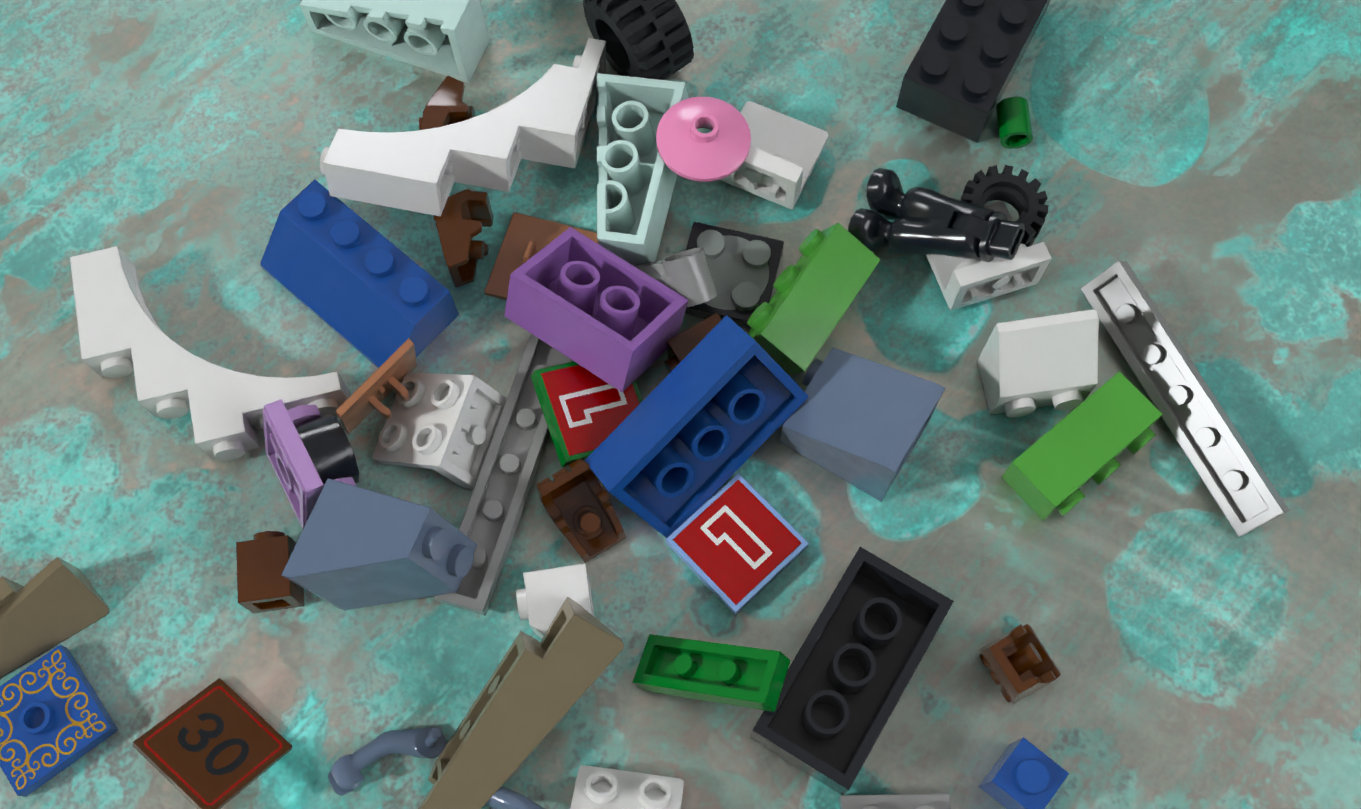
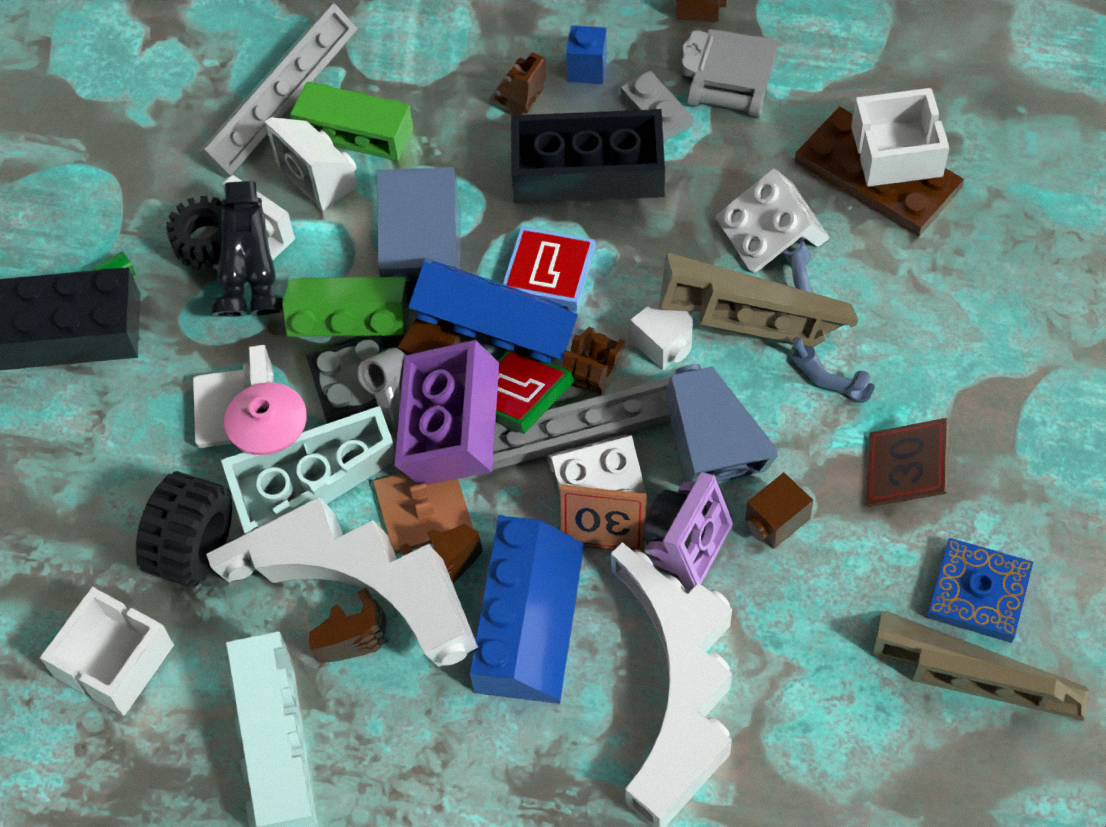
camera: 120 degrees left, 10 degrees down
(712, 672) = (644, 214): green plate -> none

